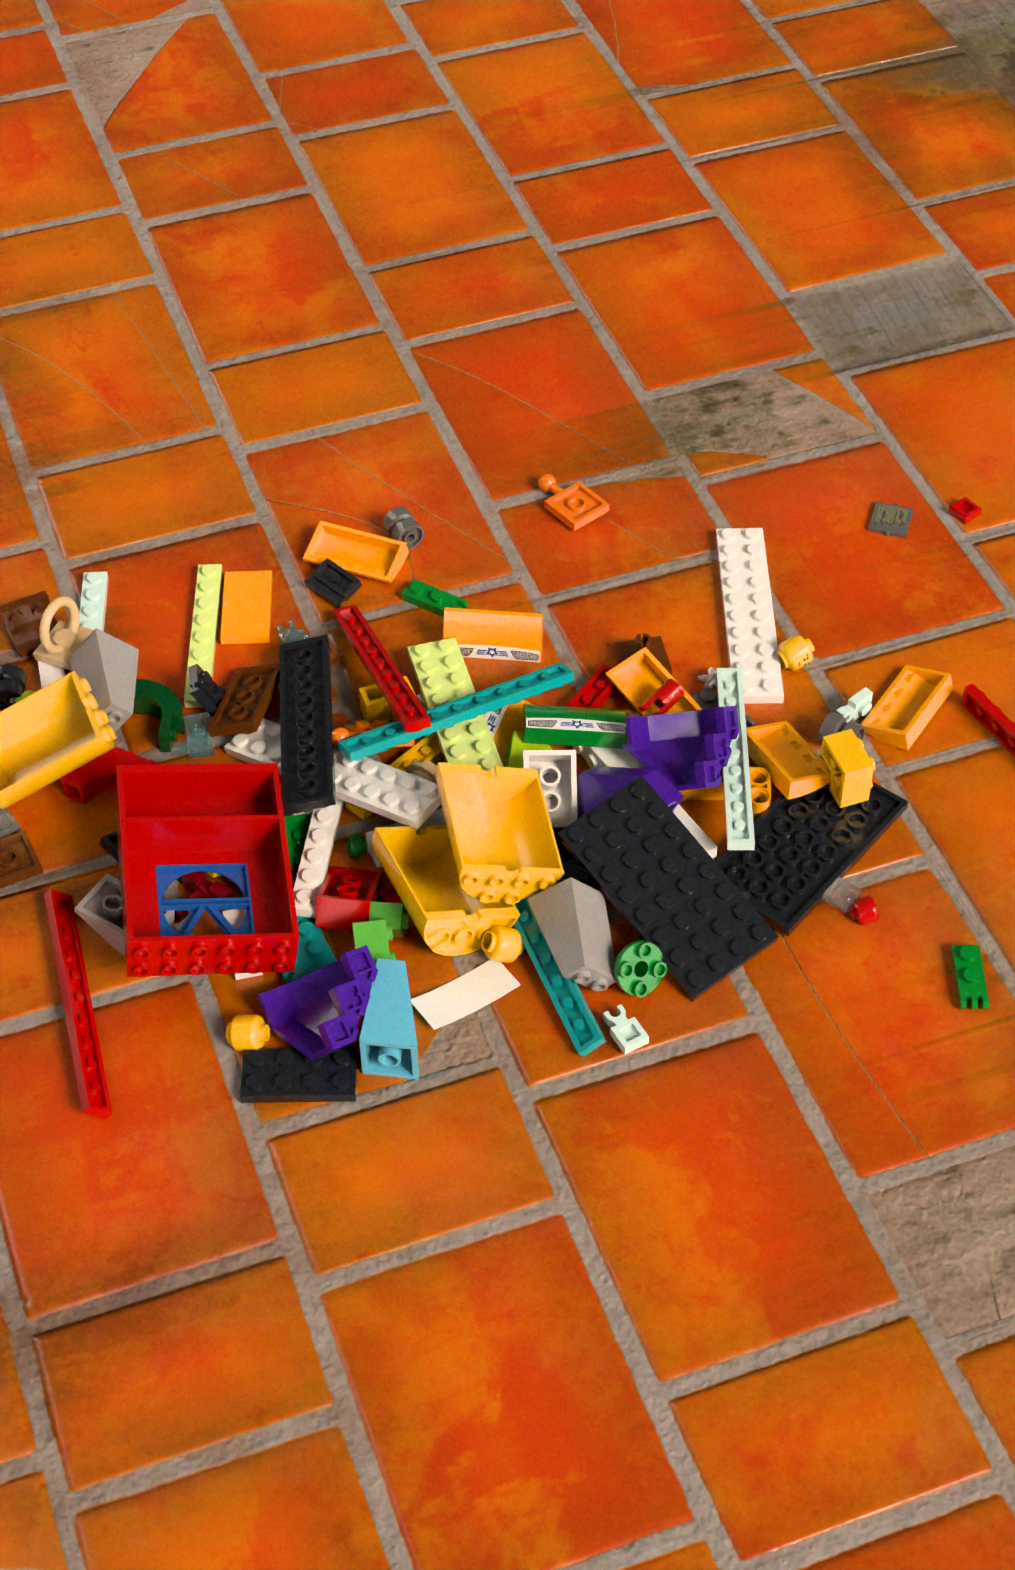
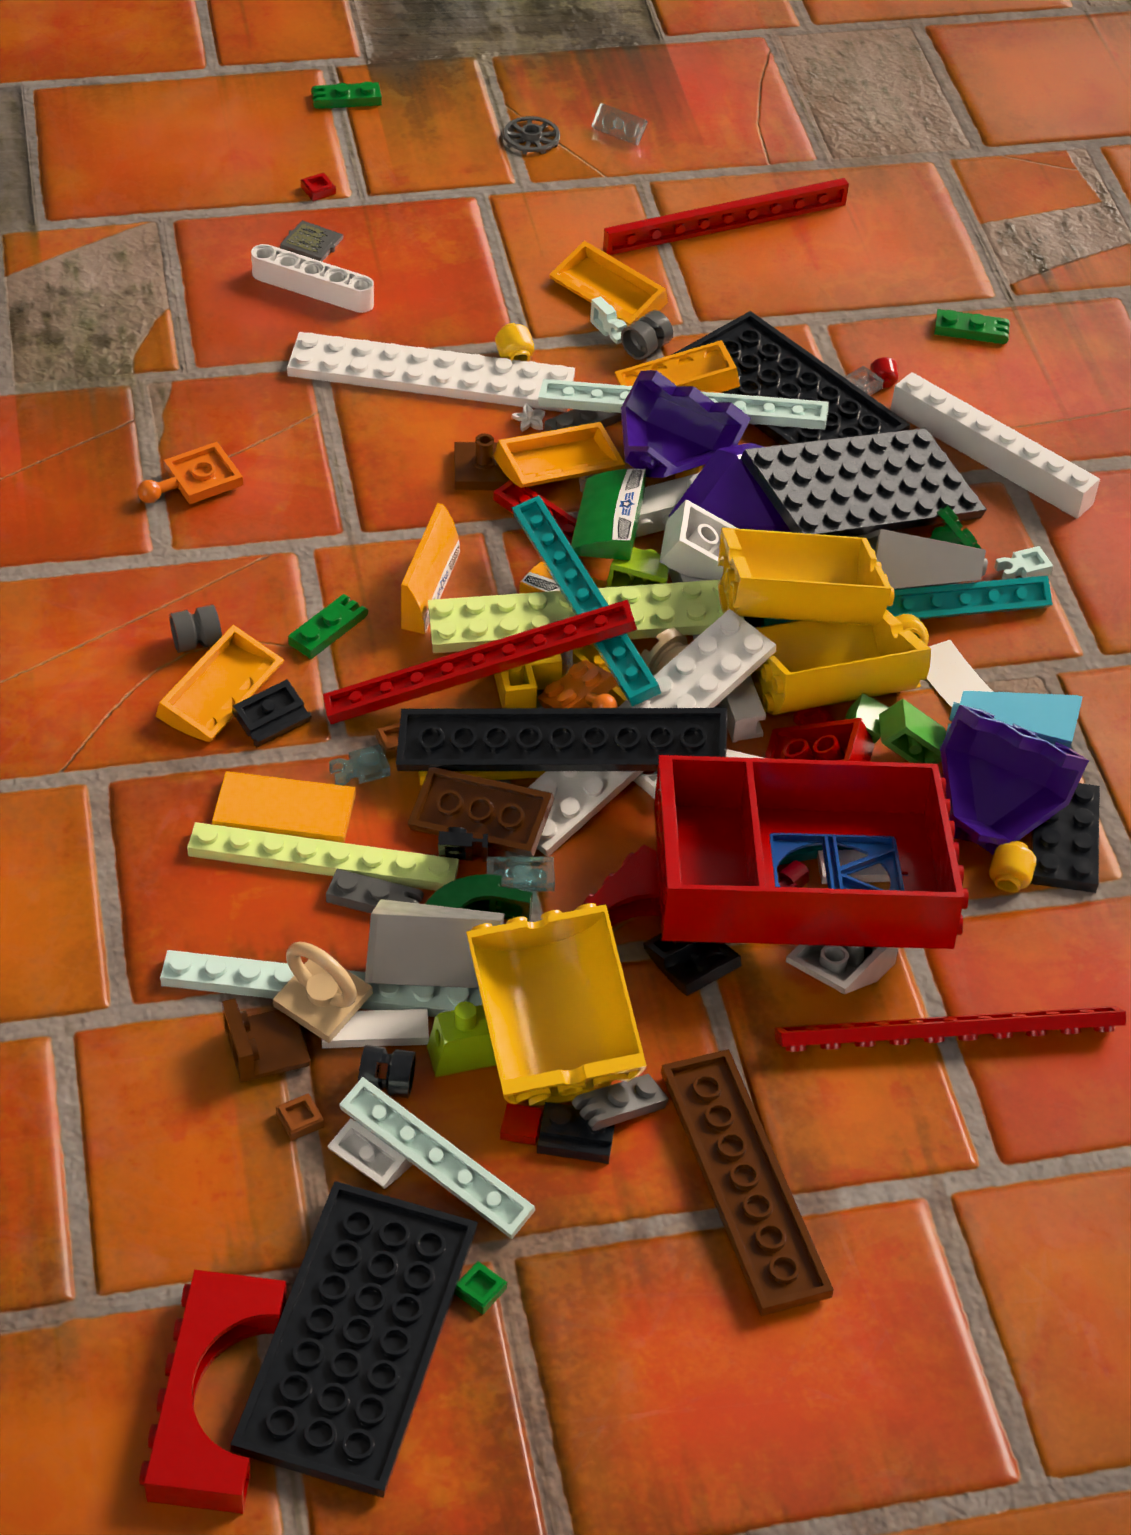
camera: 85 degrees left, 0 degrees up
(172, 662) = (365, 892): none -> dark grey hinge
(356, 845) = (743, 743): green plate -> none
(664, 697) = (583, 444): red hinge -> none
(780, 997) = (995, 445): none -> white brick
(831, 523) = (312, 278): none -> white beam
(849, 766) = (727, 319): yellow brick -> none

